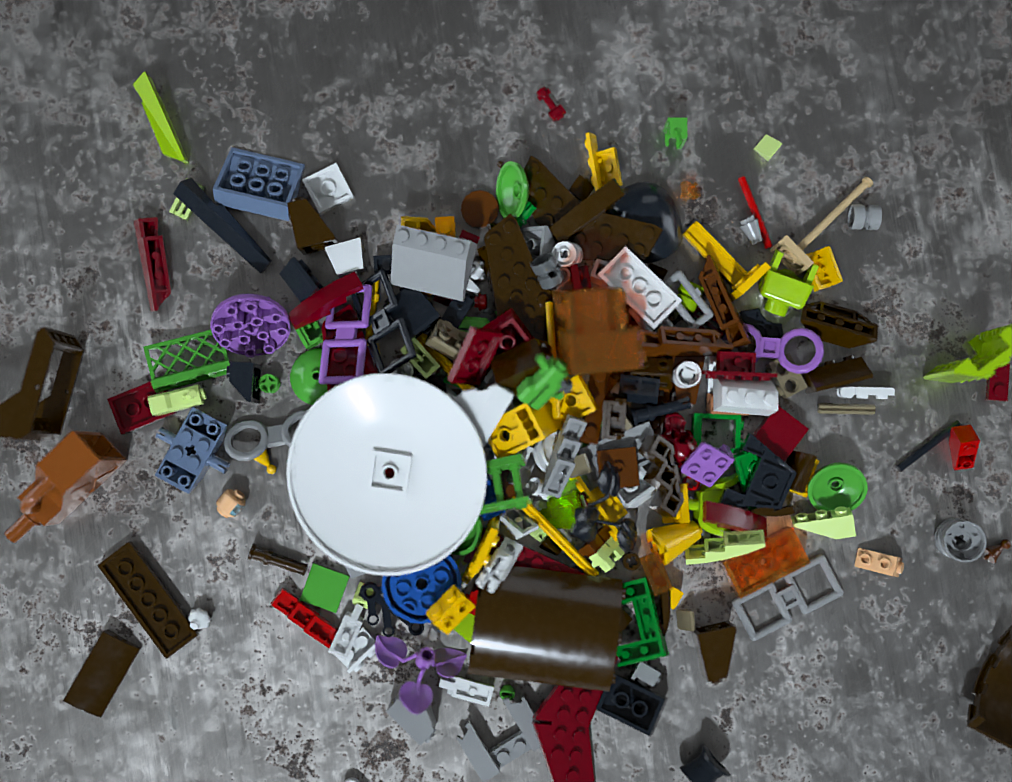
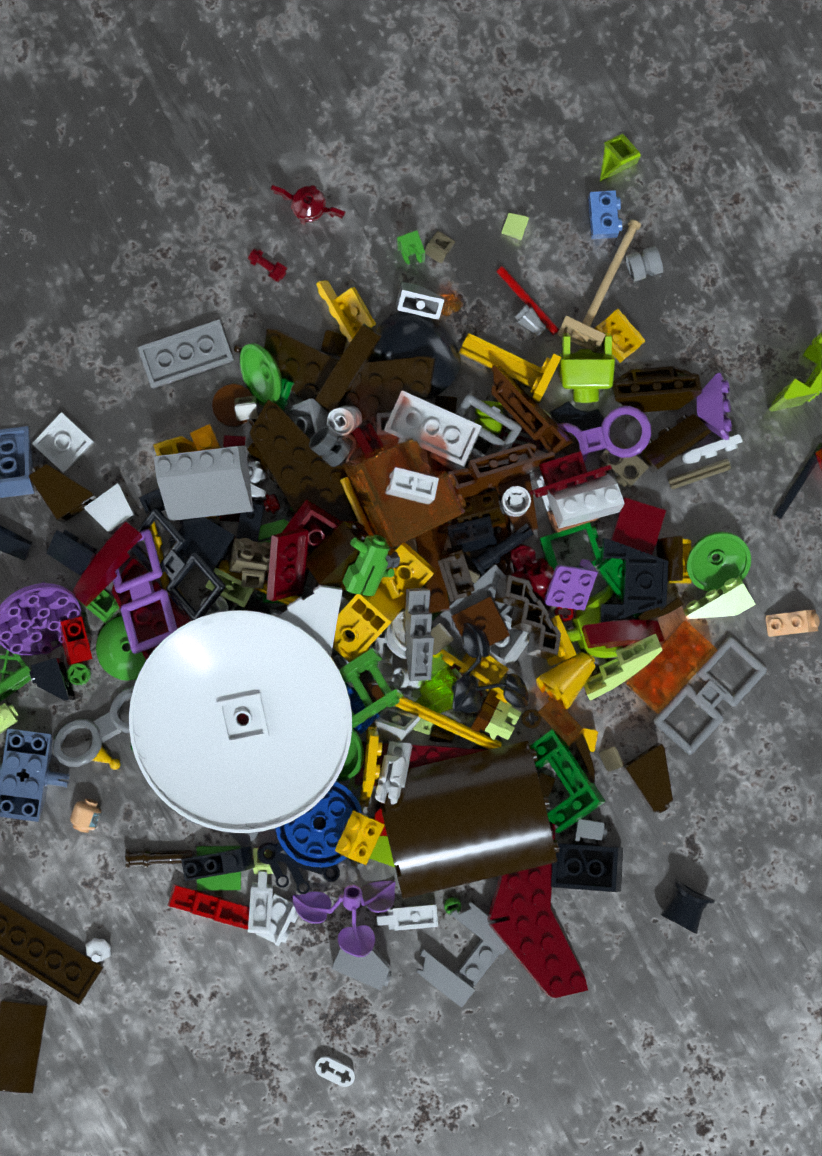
camera: 25 degrees left, 0 degrees up
(276, 354) = (75, 641): none -> red slope
(325, 585) = (218, 863): none -> black slope
(442, 357) = (253, 578): none -> dark tan slope
(455, 152) = (185, 354): none -> light grey plate
(489, 215) = (246, 408): none -> dark tan slope
(603, 71) = (308, 212): none -> dark red helmet
(608, 328) = (412, 486): none -> white hinge
(665, 179) = (419, 301): none -> light grey slope
(698, 141) = (439, 247): none -> dark tan slope
(845, 164) = (604, 214): none -> medium blue brick
(875, 120) = (618, 156): none -> lime slope
(881, 357) = (714, 406): none -> medium lavender slope

